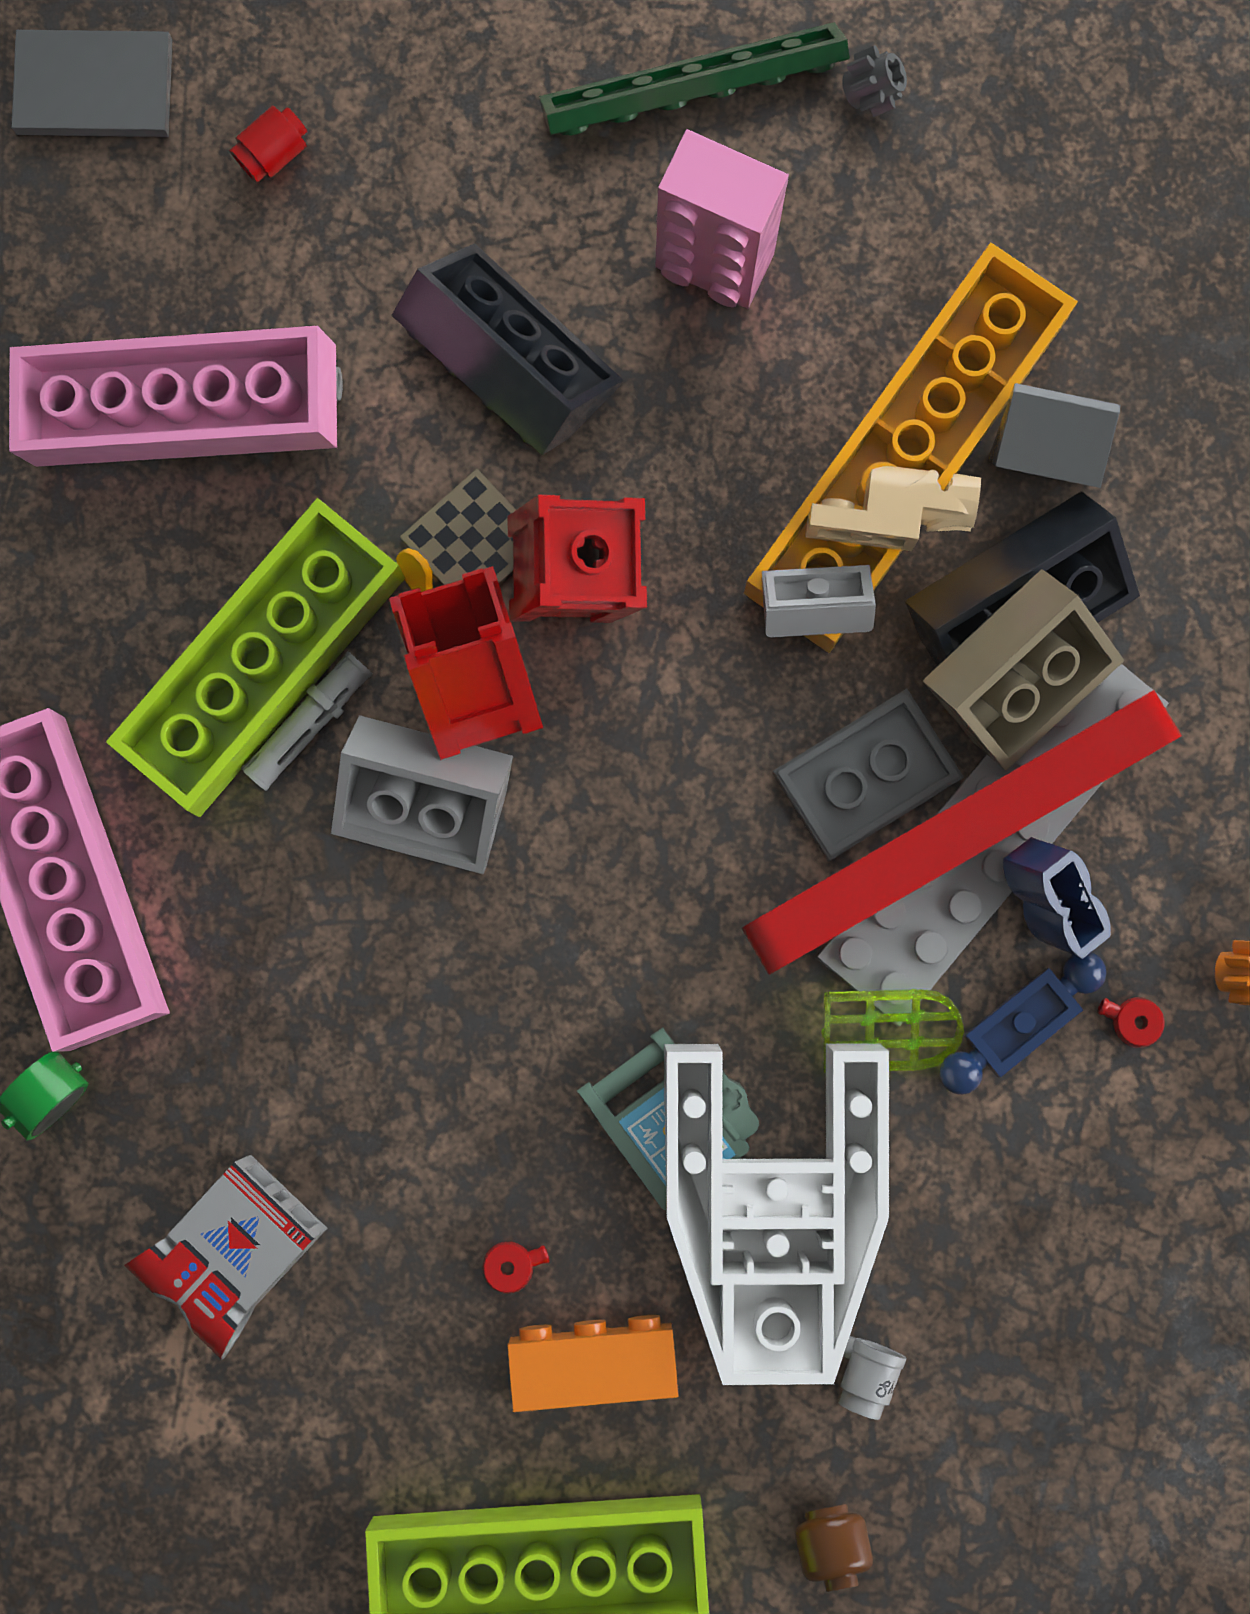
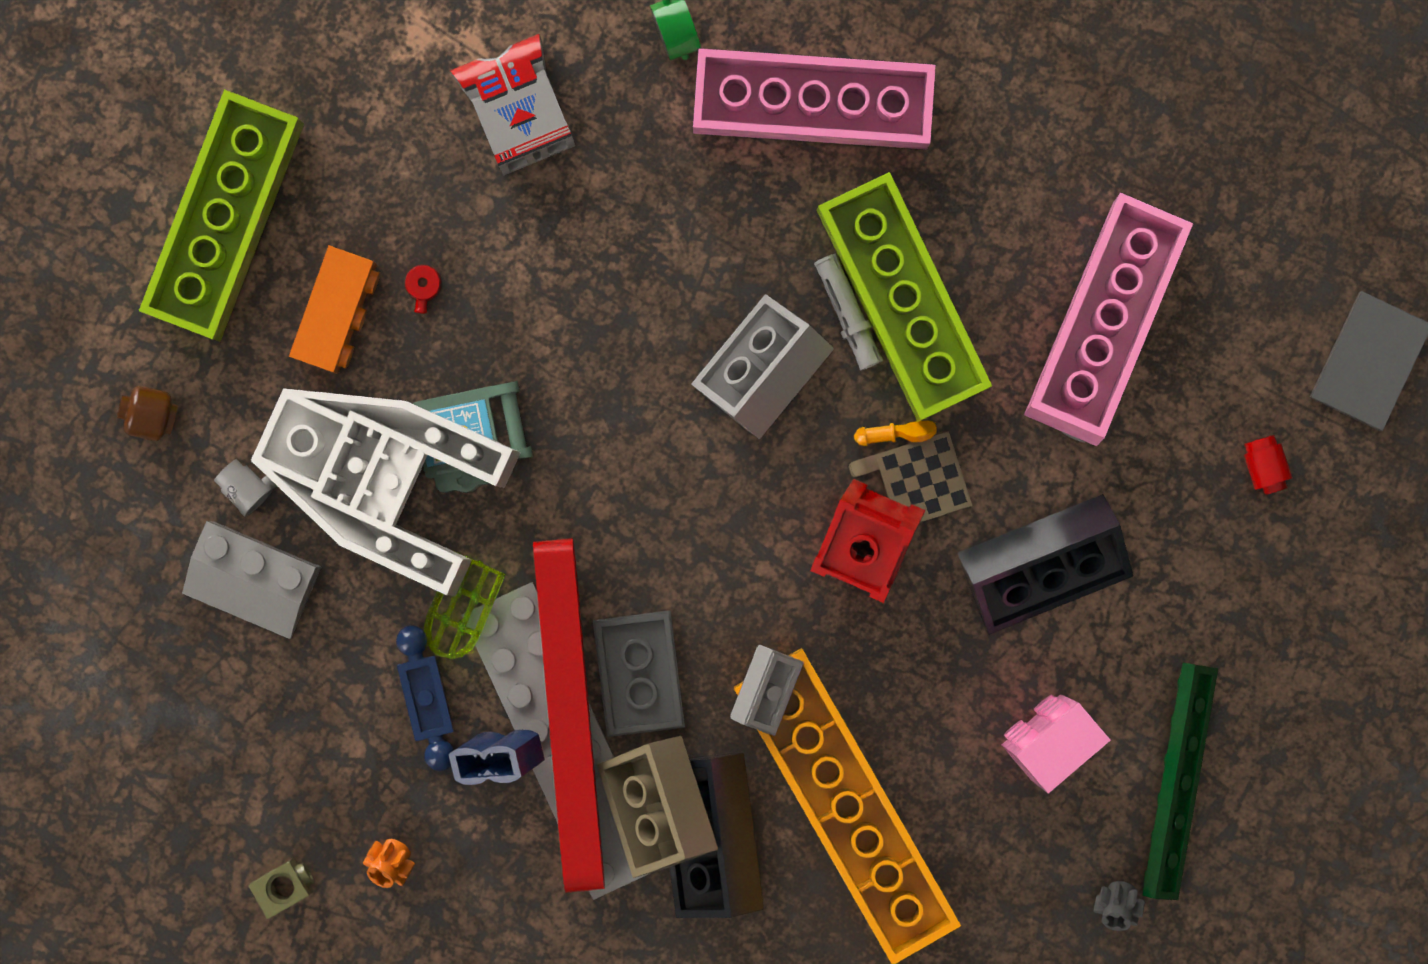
camera: 115 degrees right, 5 degrees up
(465, 662) = (832, 435): red container -> none
(895, 508) = (804, 771): tan plate -> none
(979, 1315) = (250, 579): none -> light grey slope
(1055, 435) = (805, 904): dark grey slope -> none
(1124, 1020) = (398, 768): red piece -> none

